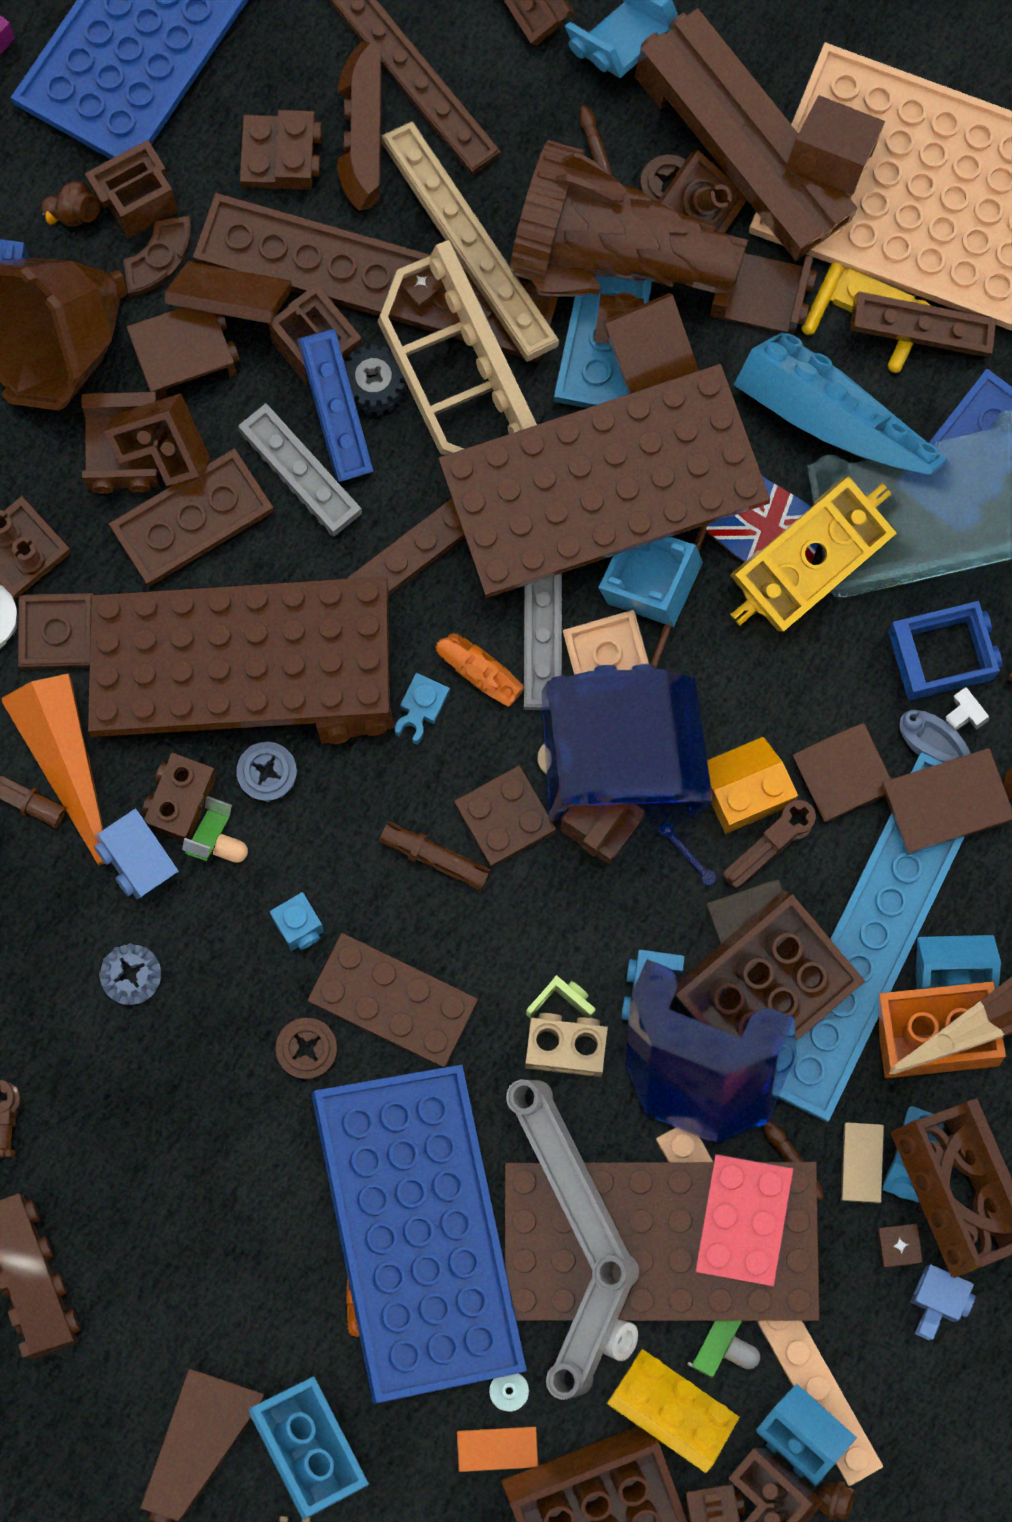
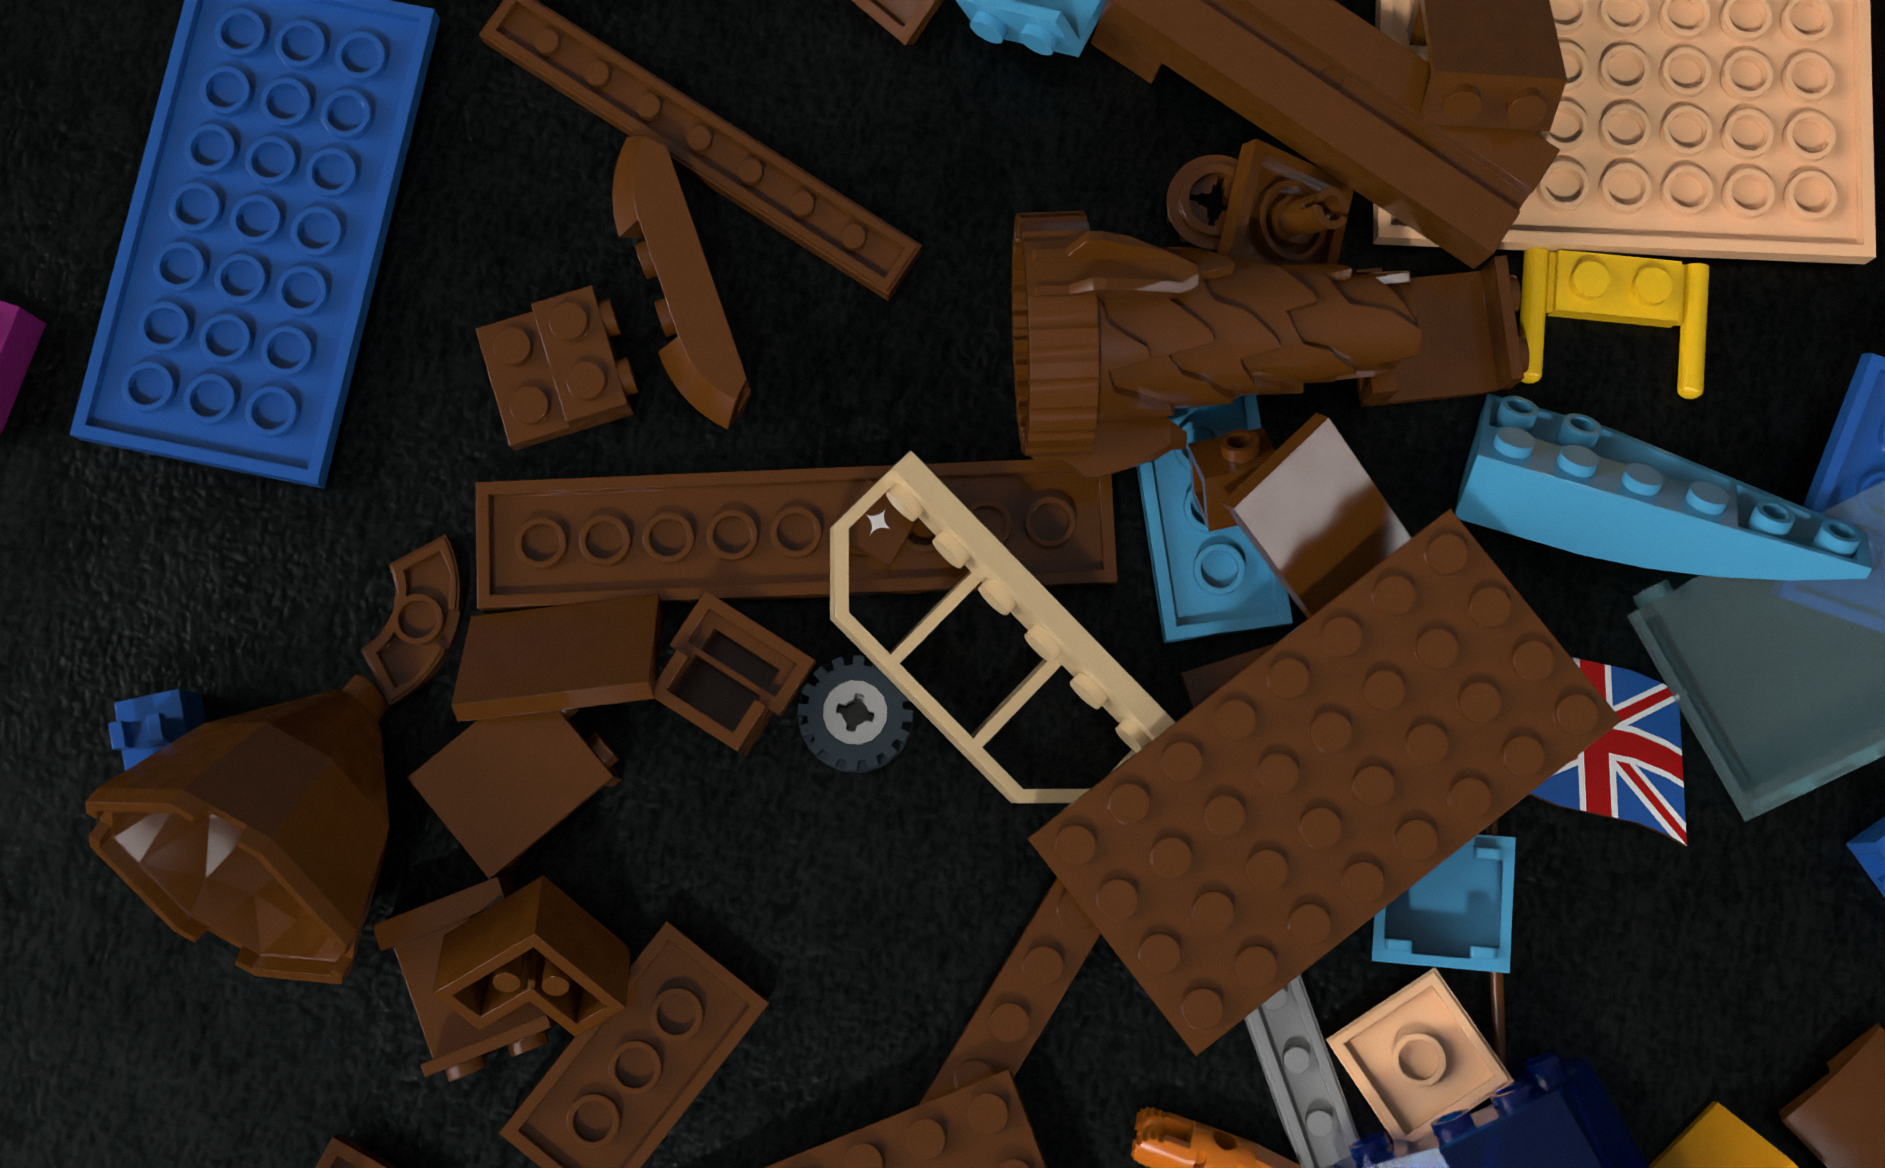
camera: 20 degrees left, 5 degrees up
(71, 206) = (240, 586): reddish brown animal -> none
(134, 189) = (333, 525): reddish brown plate -> none
(299, 470) = (789, 917): light grey gear -> none
(335, 405) = (811, 792): blue tile -> none
(470, 241) = (933, 423): tan tile -> none
(594, 141) = (1047, 148): reddish brown piece -> none
(779, 577) = (1668, 832): yellow brick -> none
(922, 324) = (1720, 307): reddish brown plate -> none

